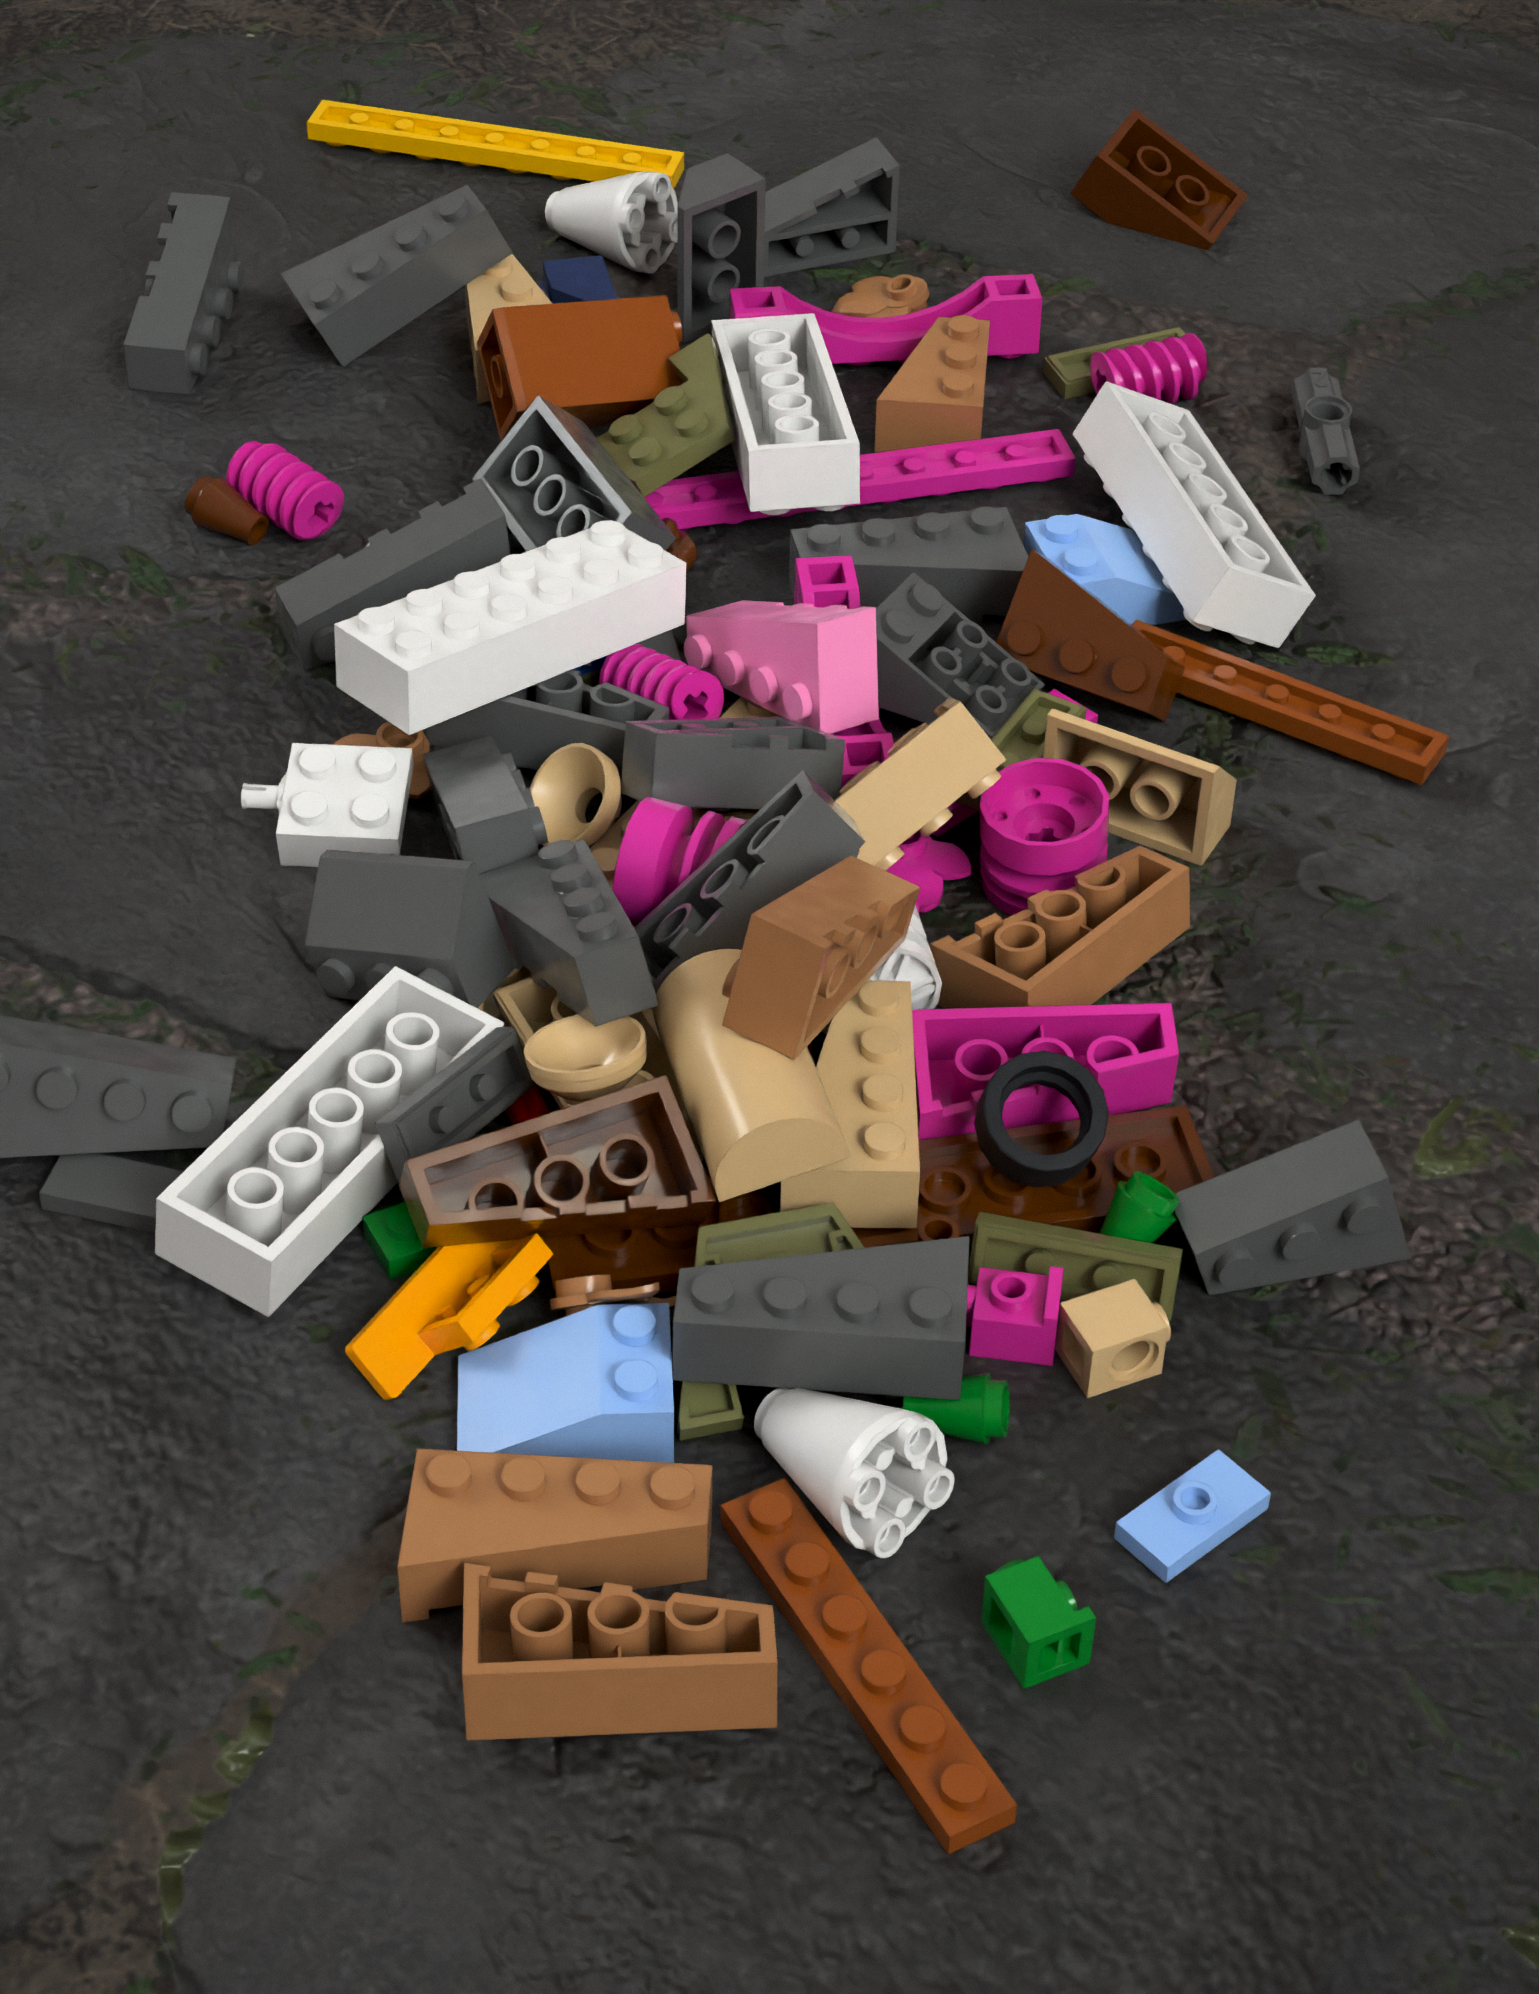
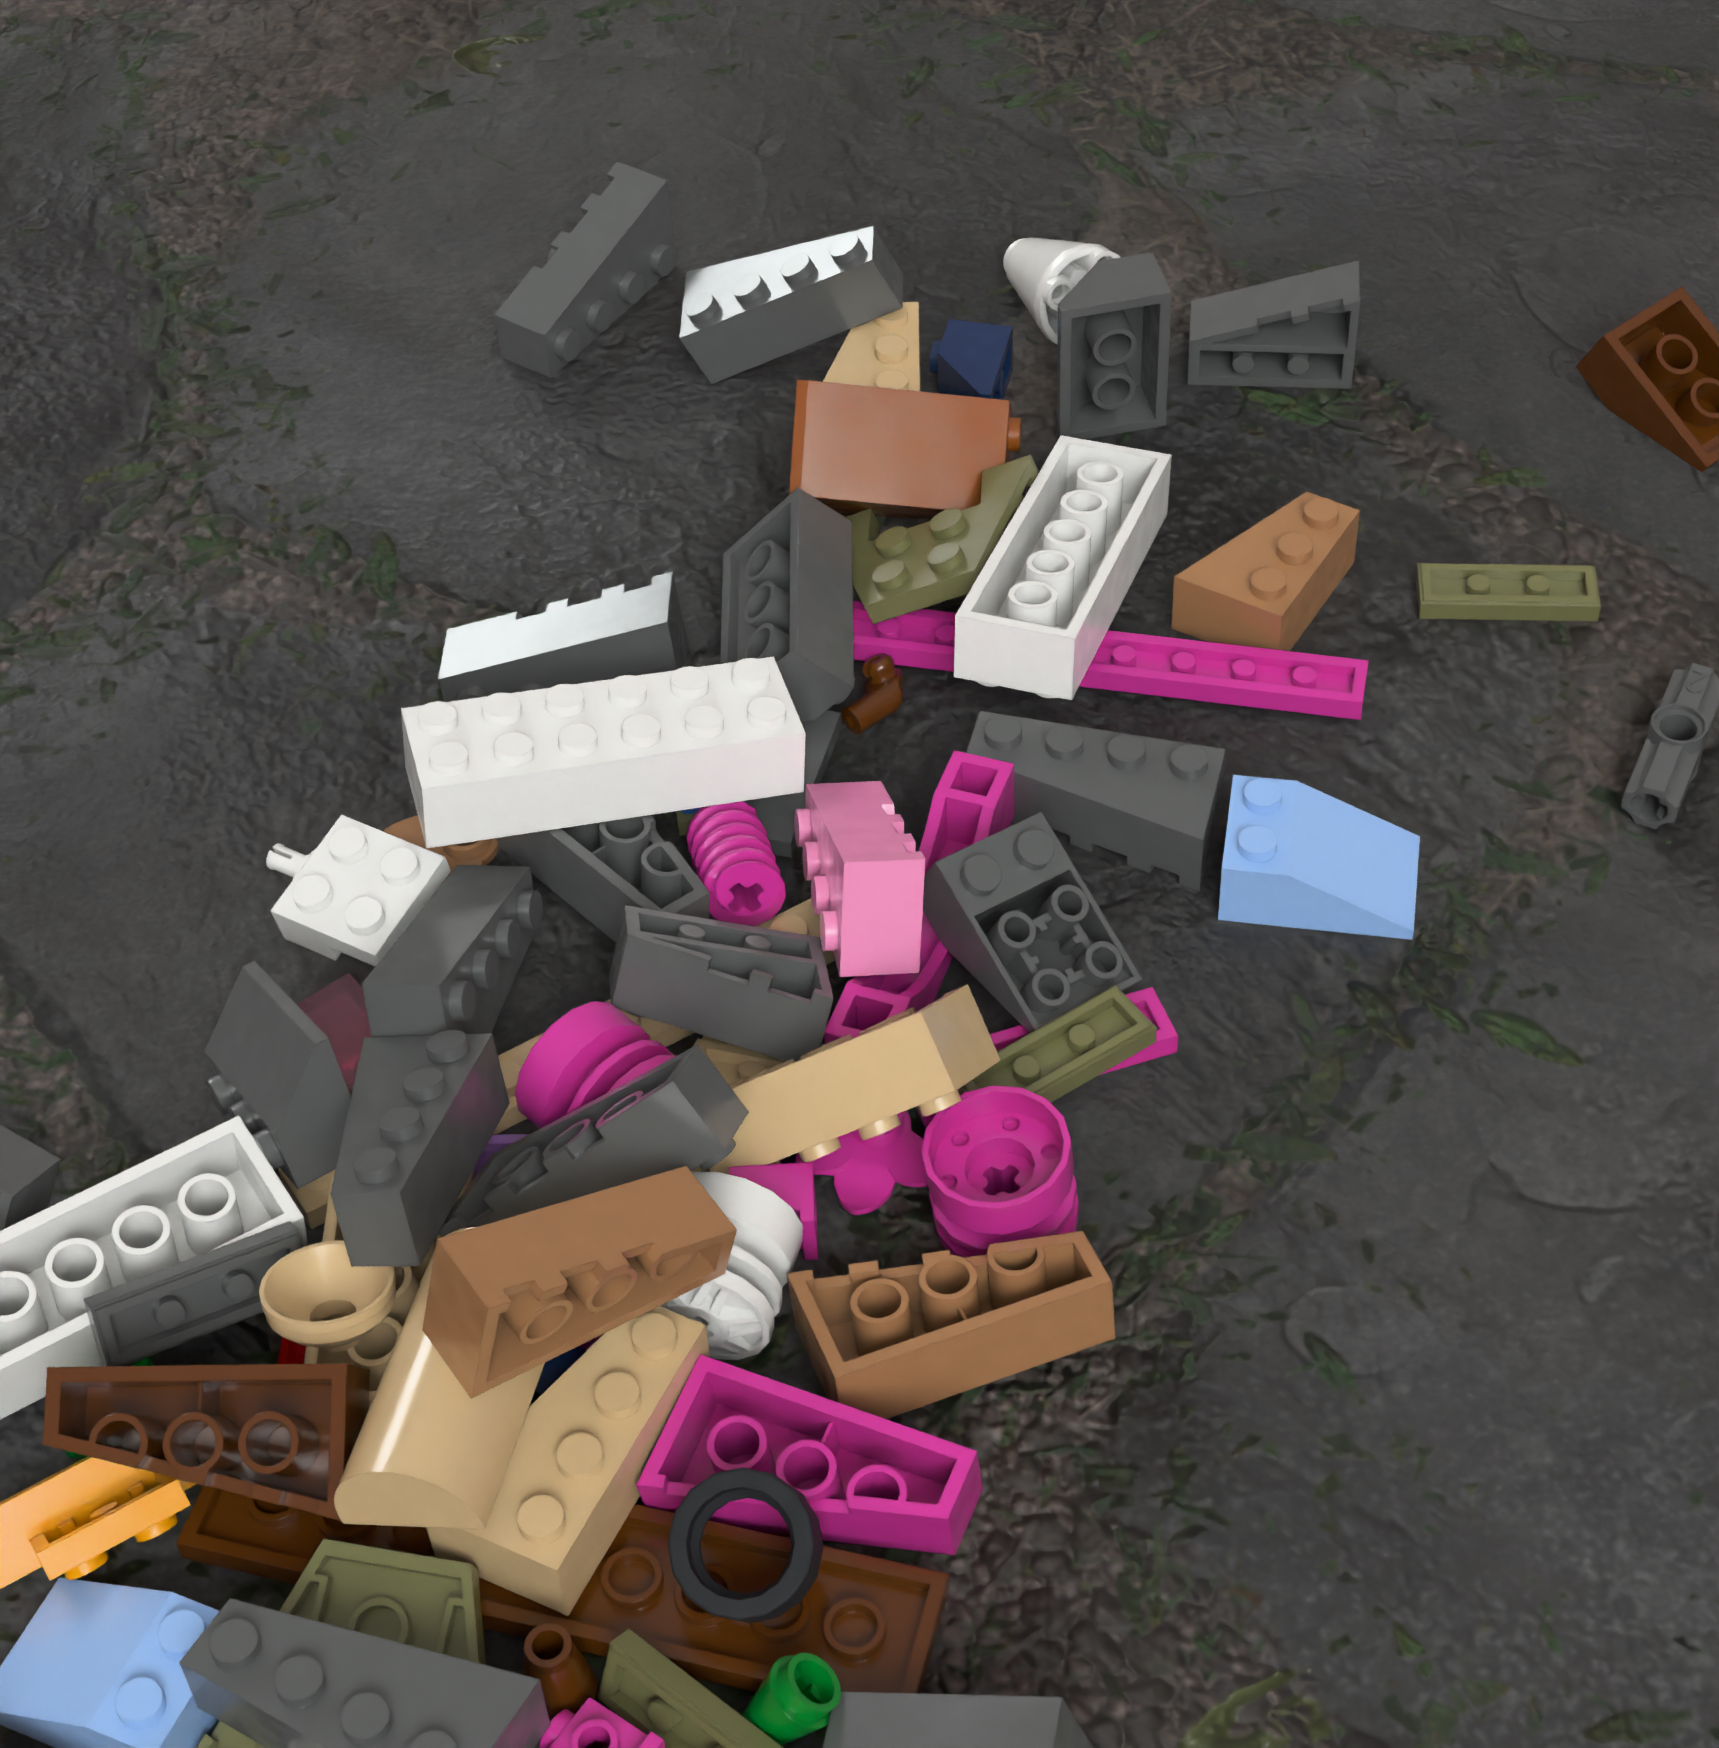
camera: 30 degrees right, 5 degrees up
(223, 509) = (482, 521): reddish brown cone -> none
(285, 489) = (544, 516): dark pink piece -> none
(486, 144) = (1015, 170): yellow plate -> none
(568, 784) = (572, 963): tan piece -> none
(588, 1291) = (197, 1575): medium nougat plate -> none
(884, 297) = (1288, 451): medium nougat plate -> none
(1006, 300) = (1389, 491): dark pink arch -> none
(1084, 644) = (1204, 947): reddish brown wedge -> none
(1153, 791) = (1156, 1143): tan slope -> none
(1155, 368) = (1512, 619): dark pink piece -> none
(1192, 517) = (1429, 821): white brick -> none
(1302, 709) = (1402, 1085): dark orange plate -> none

